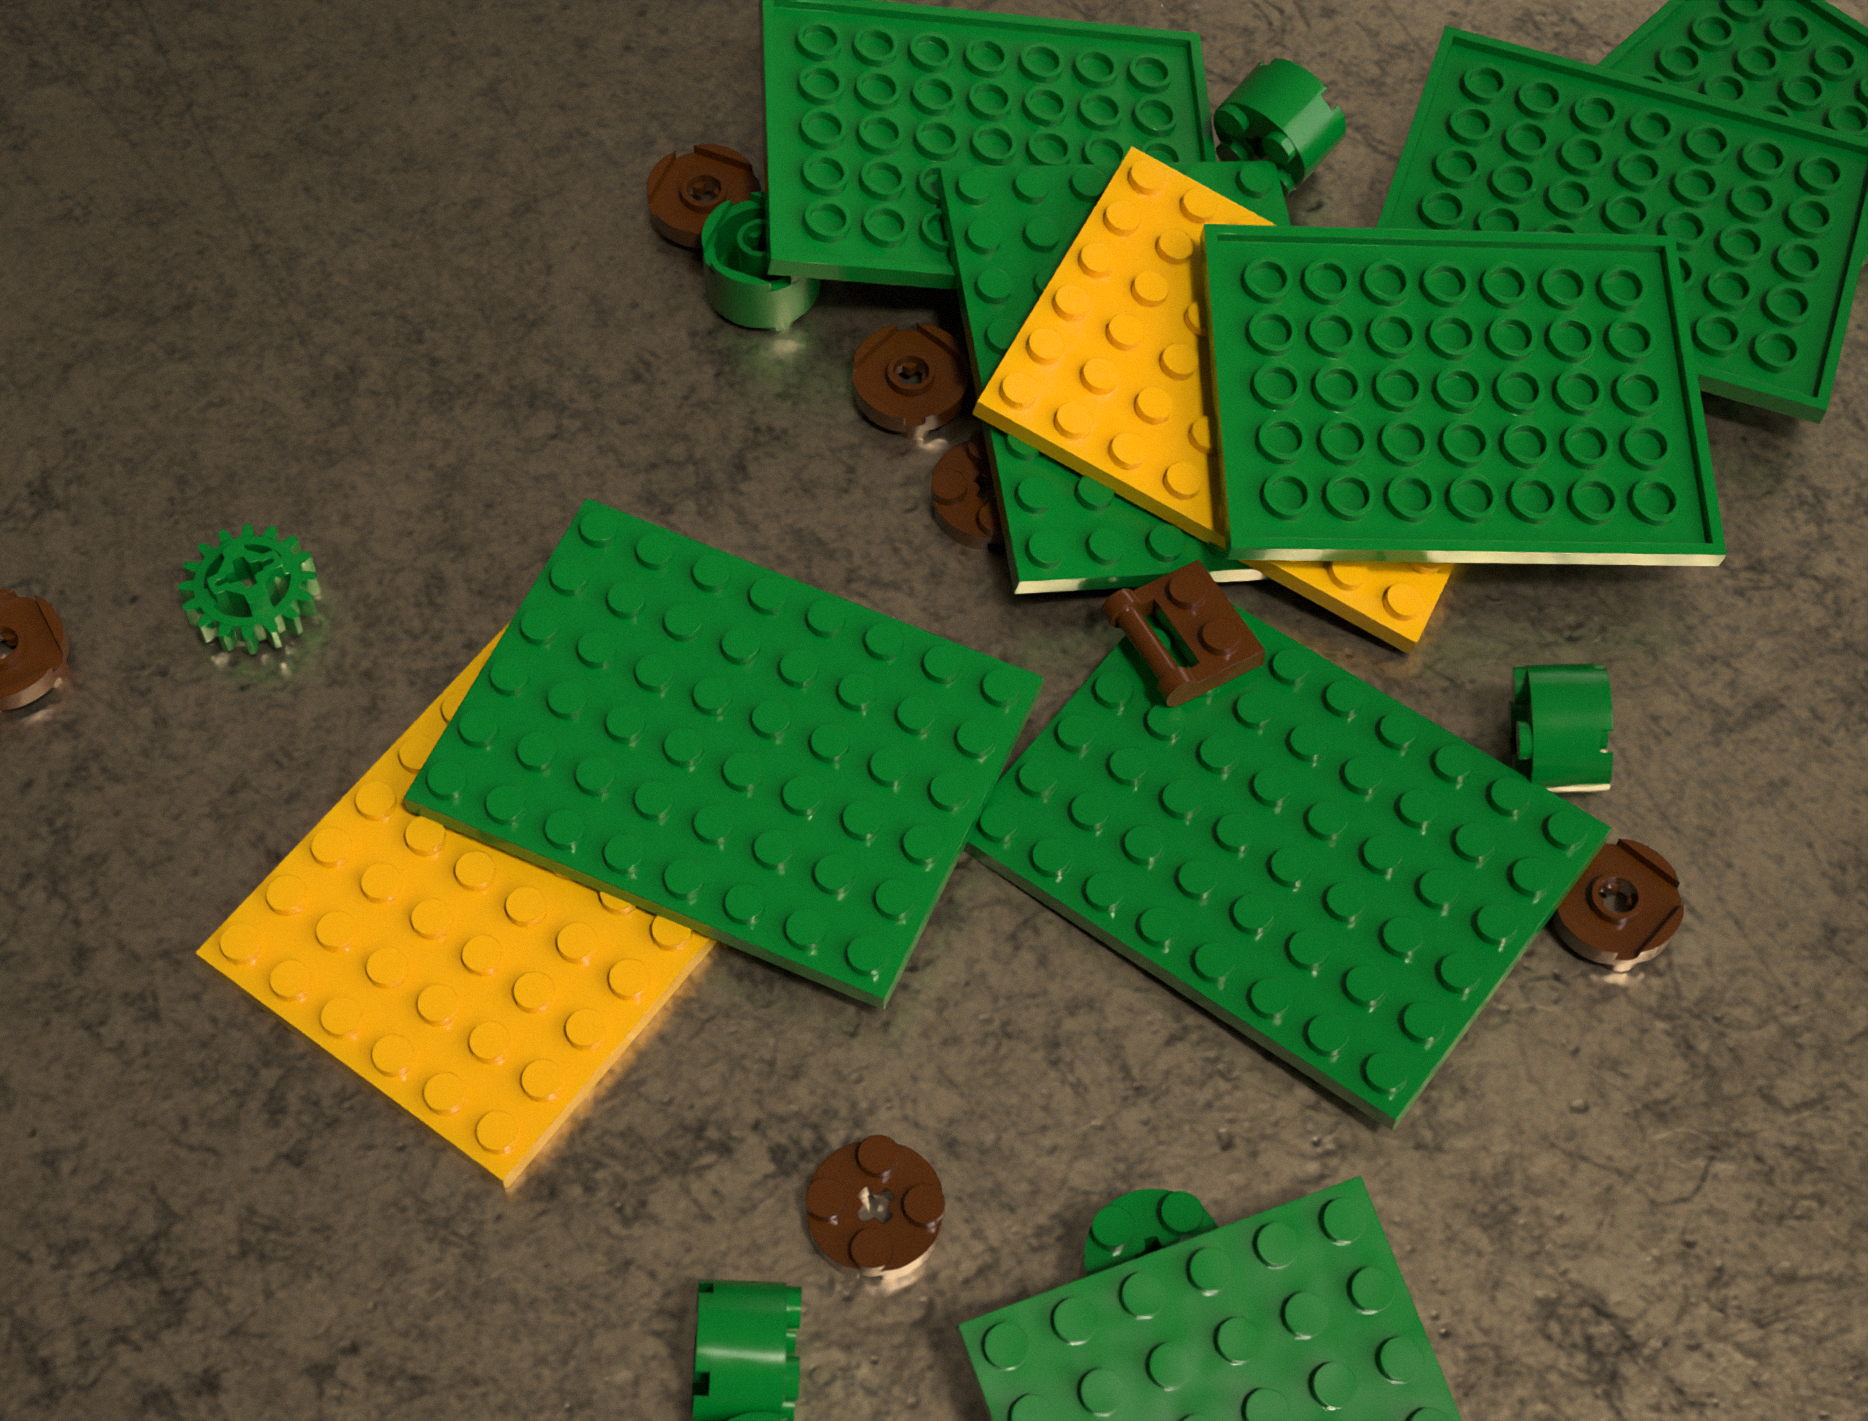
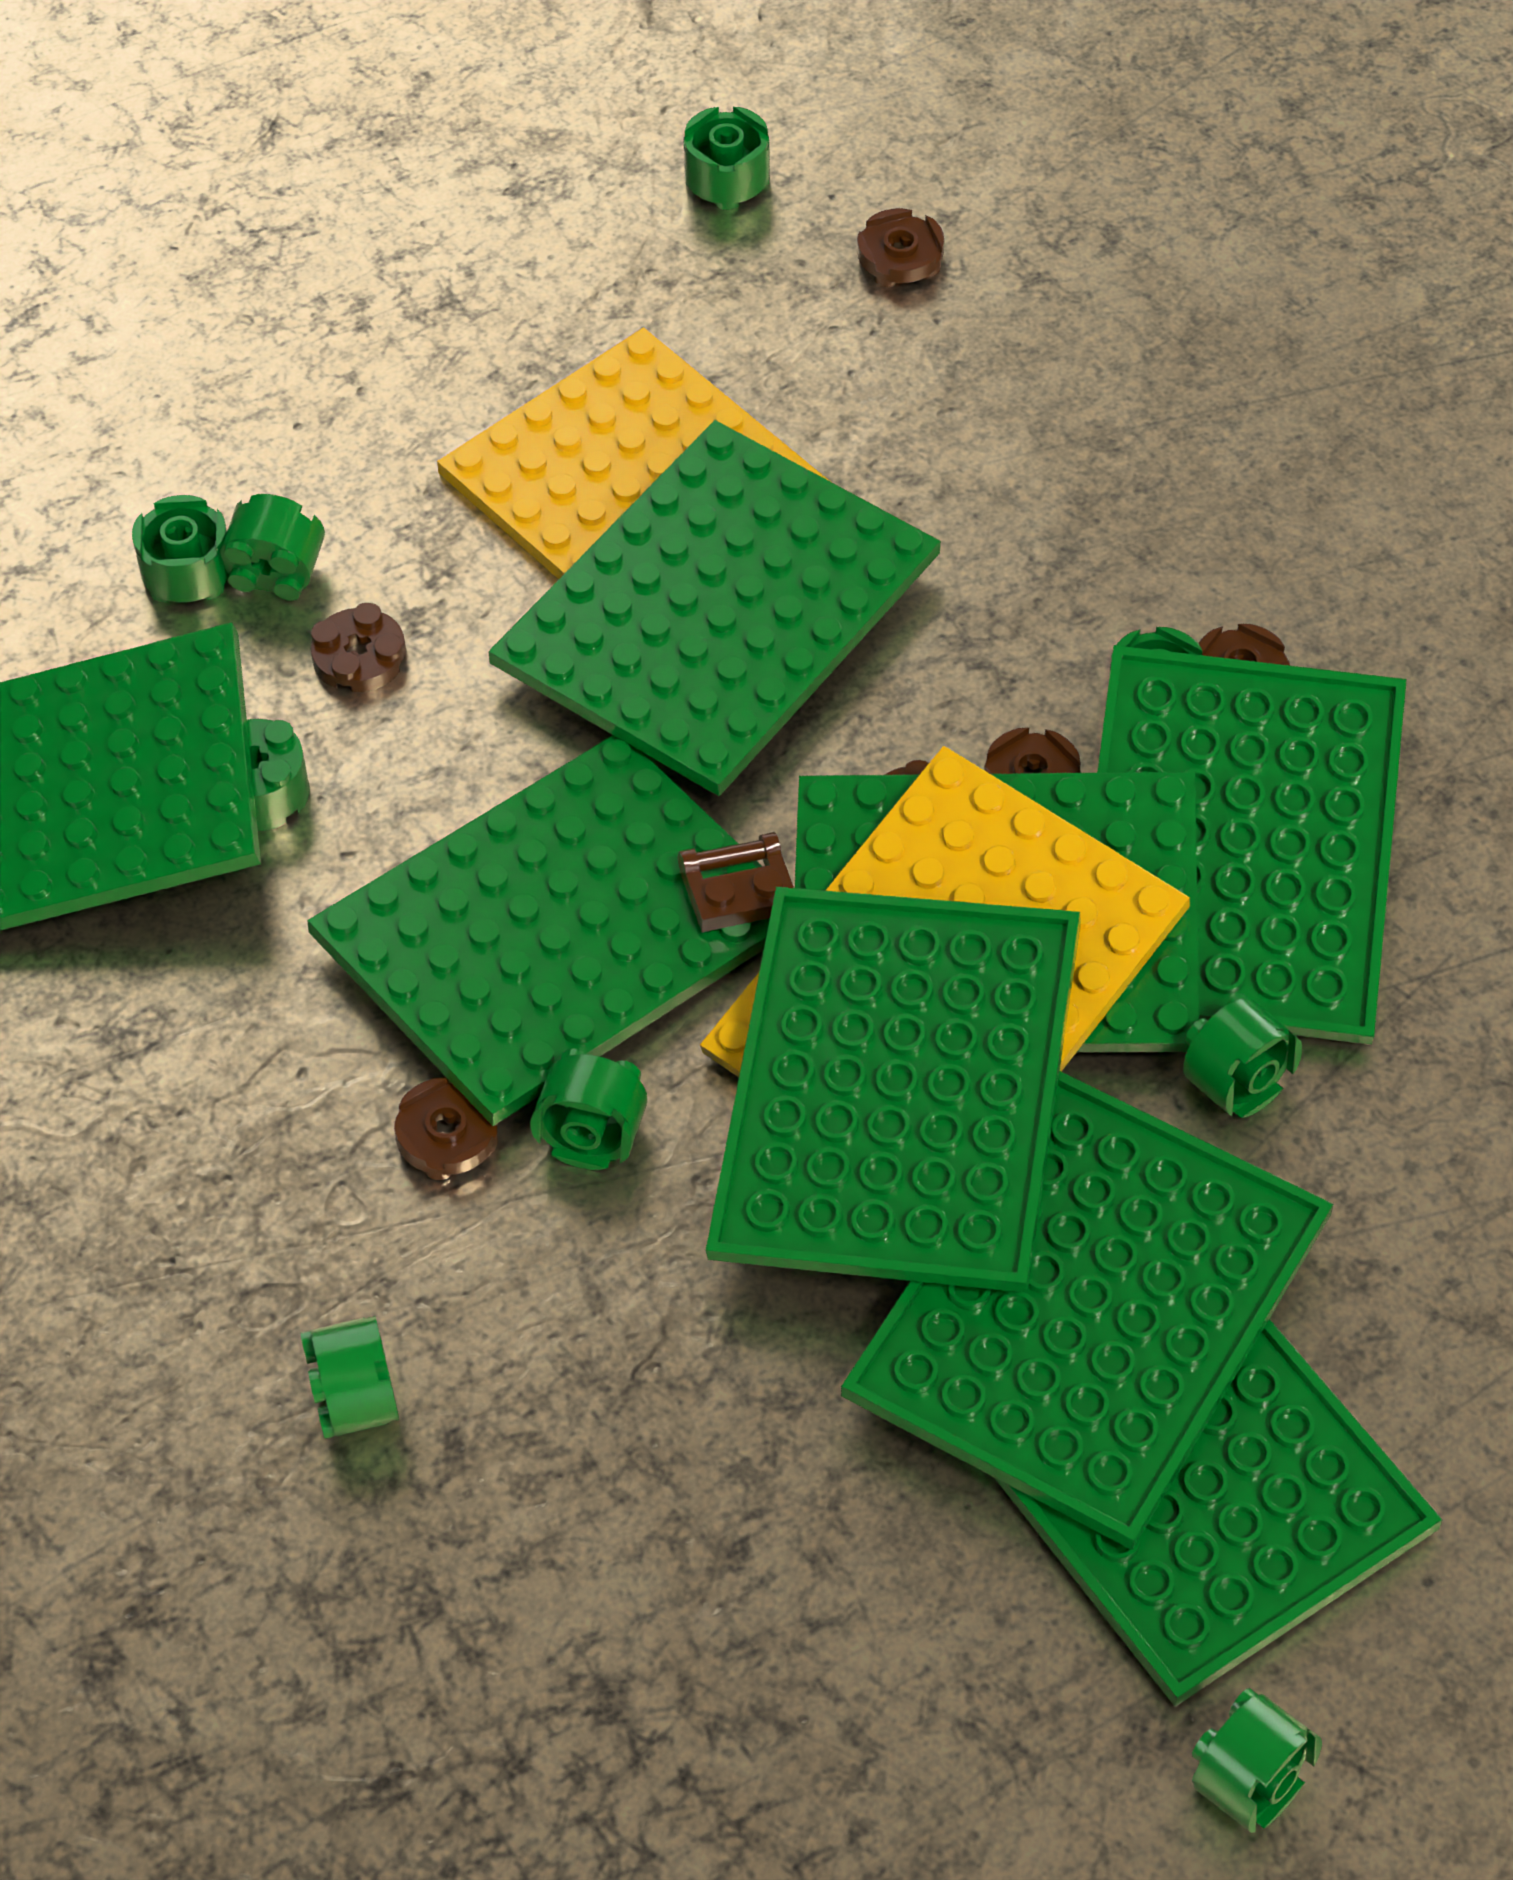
camera: 105 degrees right, 5 degrees down
(249, 588) = (918, 368): green gear -> none

